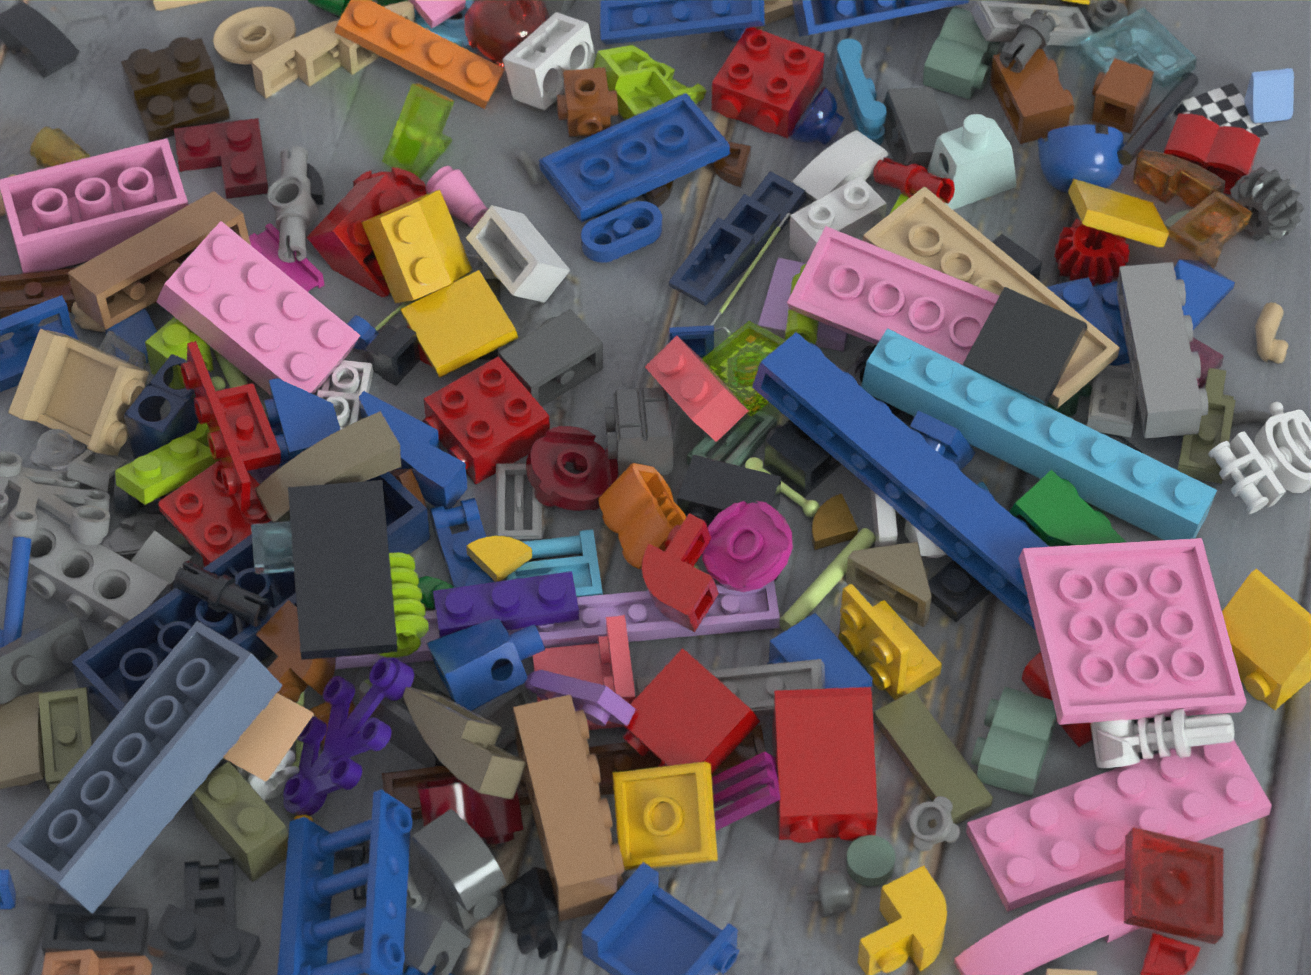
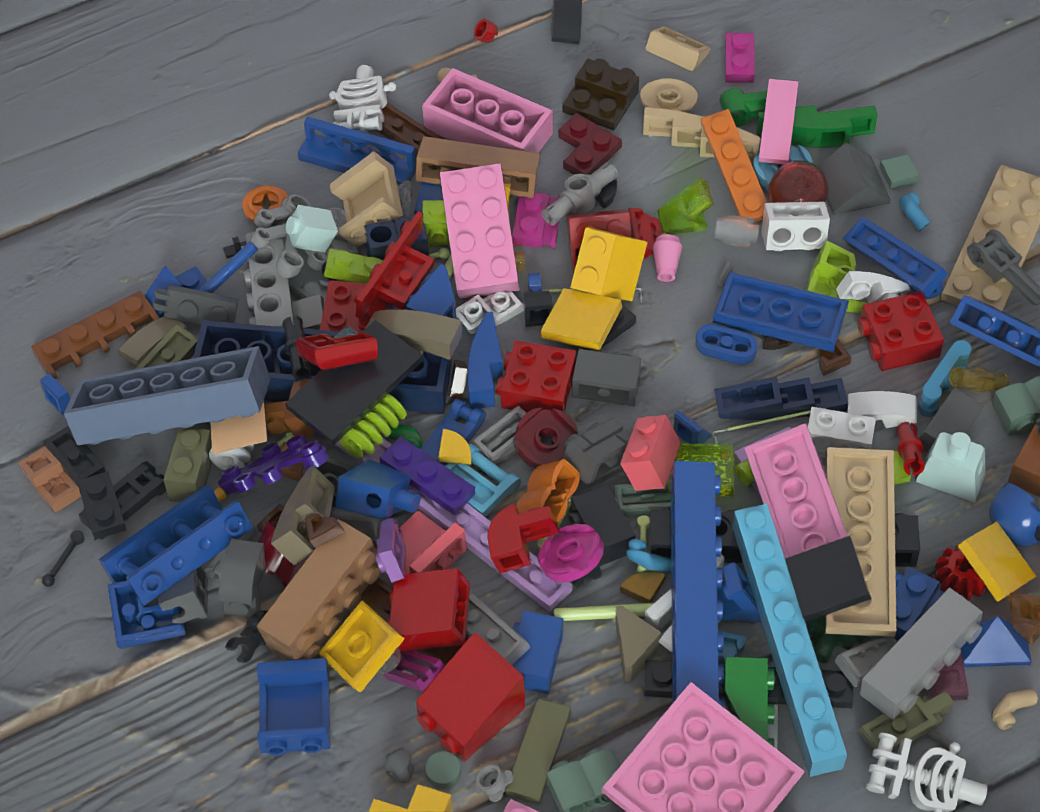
camera: 50 degrees right, 0 degrees up
(55, 147) = (509, 78): clear yellow cone -> none
(61, 469) = (311, 228): none -> light aqua brick
(297, 552) = (337, 352): none -> red brick
(493, 114) = (736, 230): none -> clear brick
(512, 729) = (322, 529): none -> reddish brown tile
(517, 254) = (654, 309): white brick -> none
(586, 102) = (788, 262): dark orange brick -> none
(698, 61) = (870, 286): none -> white slope
(813, 493) = (647, 560): none -> dark azure arm
(819, 120) = (902, 373): clear blue piece -> none
(885, 645) = (584, 671): yellow bracket -> none
(900, 70) = (978, 379): none -> clear yellow pin

